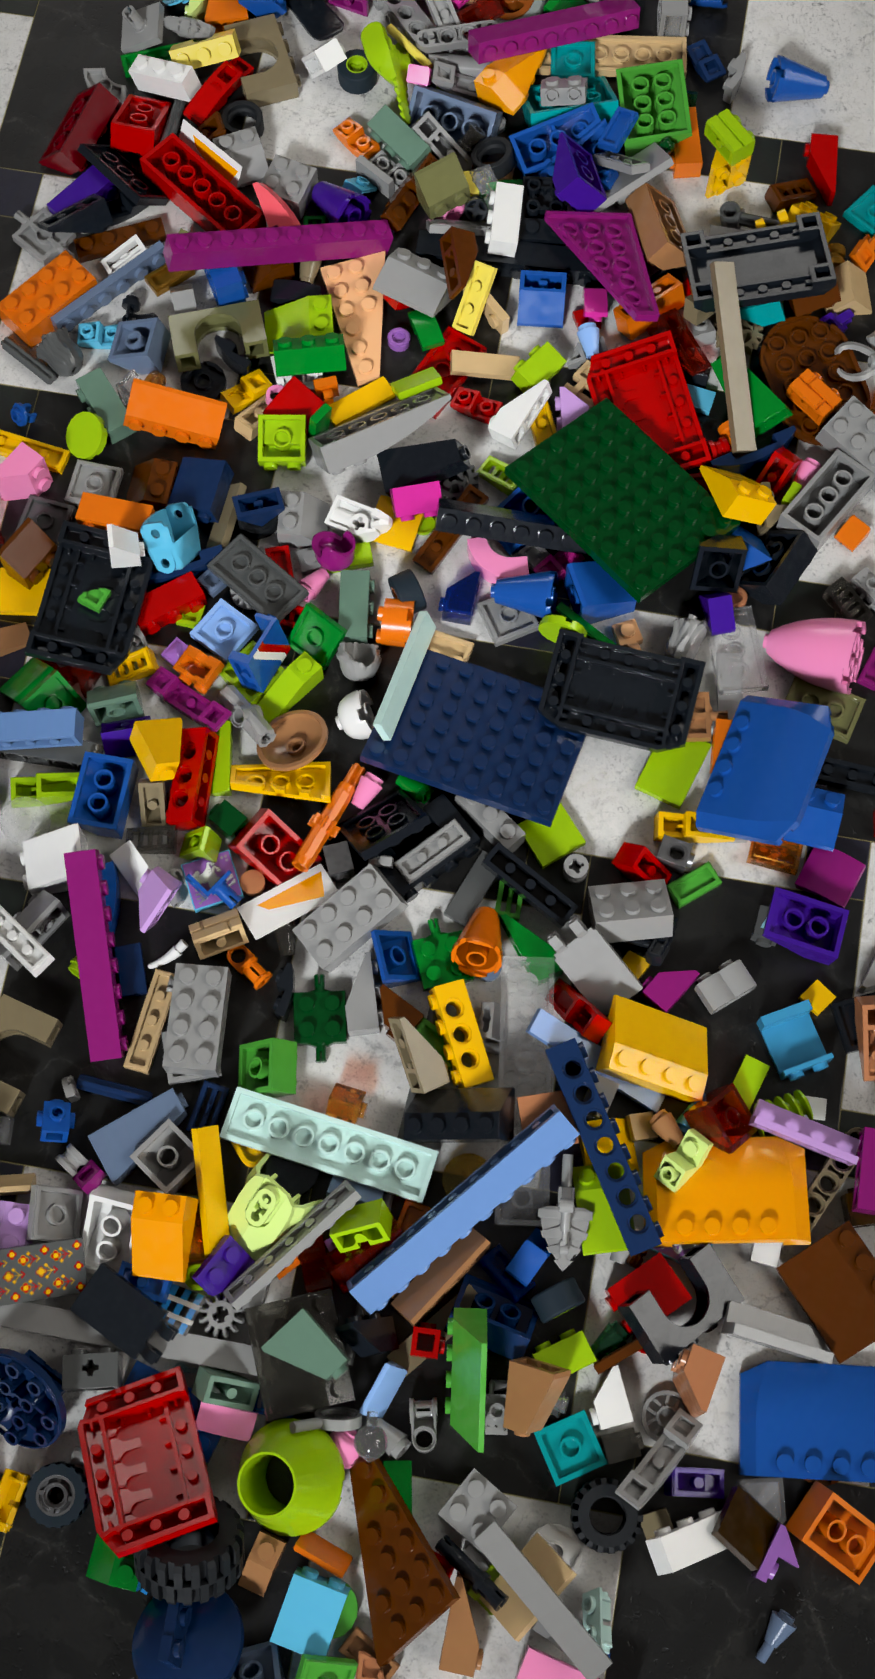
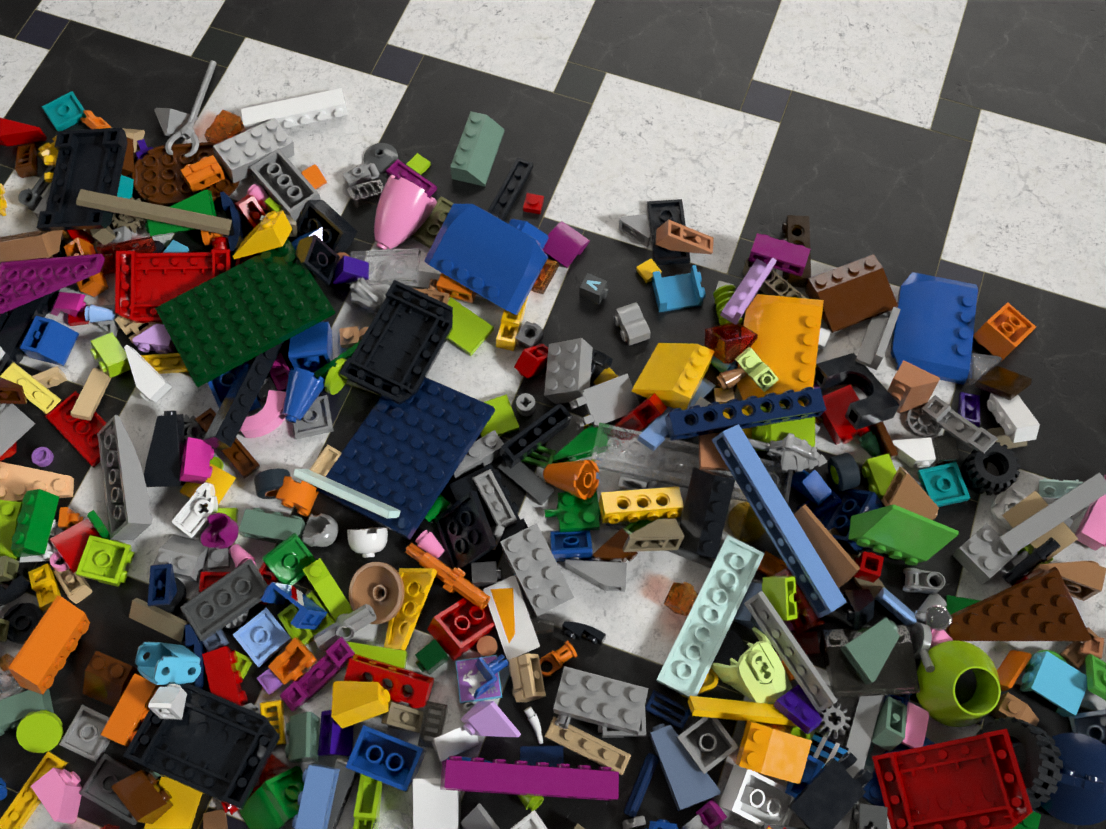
camera: 80 degrees left, 5 degrees down
(95, 599) = (206, 739): bright green tile -> none
(201, 843) = (447, 683): lime slope -> none
(203, 486) = (124, 633): dark blue brick -> none
(268, 1067) = (643, 656): bright green slope -> none
(320, 1018) = (608, 609): dark green plate -> none
(361, 401) = (88, 493): yellow tile -> none
(416, 383) = (90, 446): lime tile -> none
(426, 329) = (42, 431): green slope -> none
(460, 600) = (290, 446): clear blue slope -> none
(473, 405) = (126, 406): red slope -> none
(499, 483) = (196, 403): lime slope -> none
(667, 988) = (629, 360): magenta slope -> none
(693, 884) = (552, 328): bright green tile -> none
(750, 1078) = (698, 322): lime tile -> none
(779, 1547) = (1016, 365): medium lavender slope -> none
(779, 1629) = (1065, 378): sand blue cone -> none
(805, 925) = (601, 260): dark purple slope -> none

